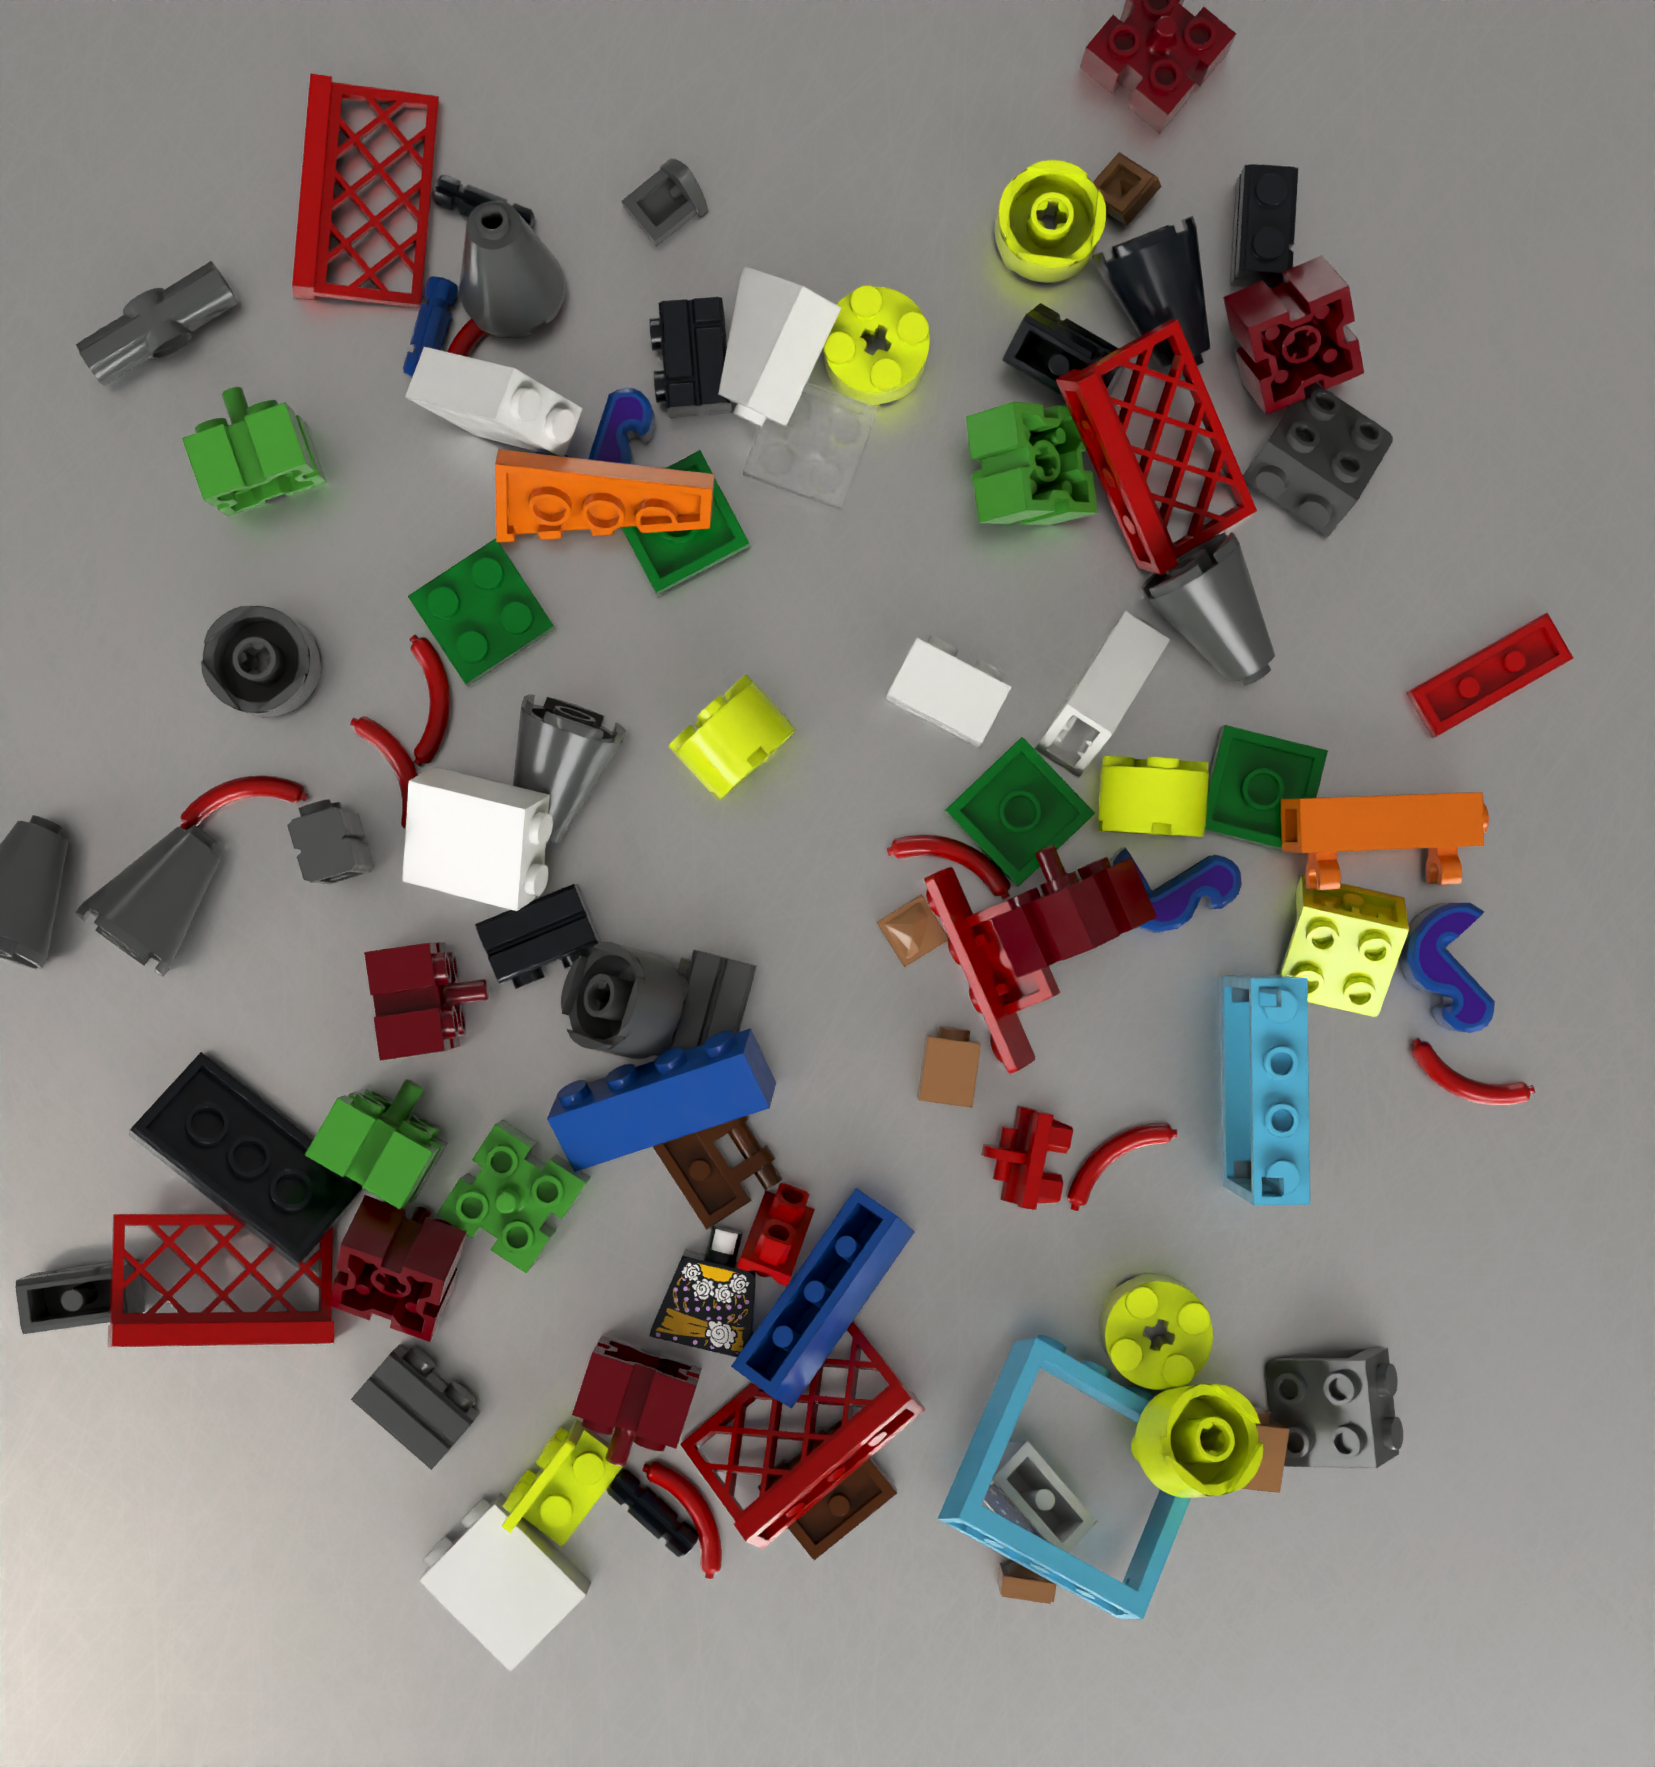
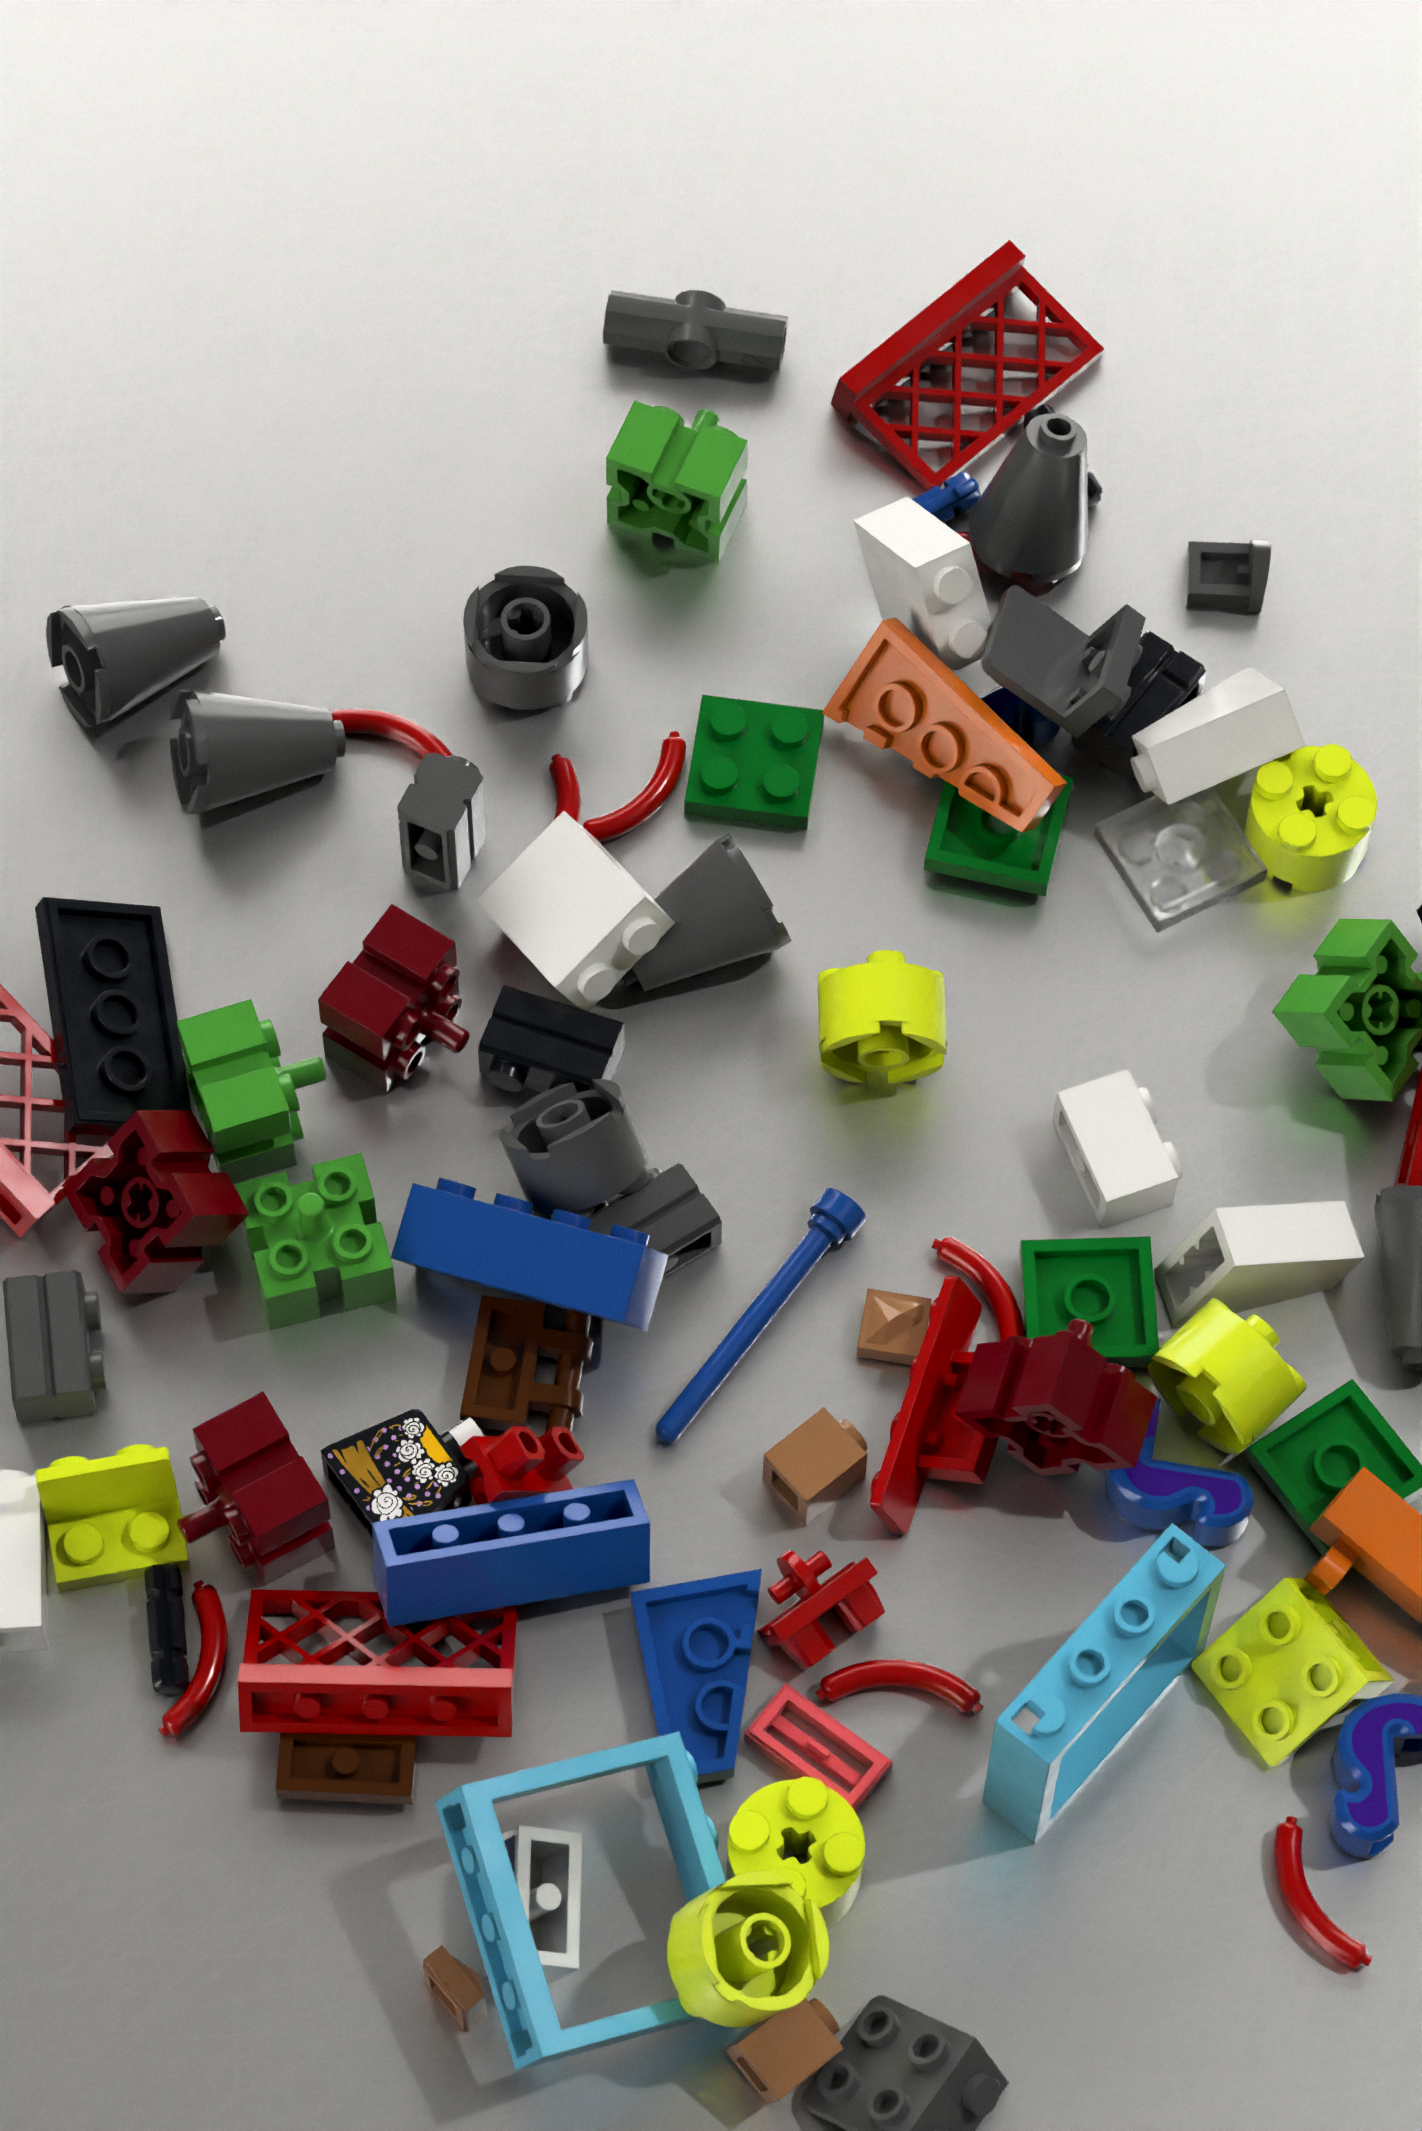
camera: 40 degrees right, 25 degrees down
(631, 384) = (1057, 665): none -> dark grey bracket
(815, 898) = (832, 1220): none -> blue piece
(991, 1261) = (698, 1661): none -> blue wing
(1058, 1246) = (788, 1697): none -> coral tile

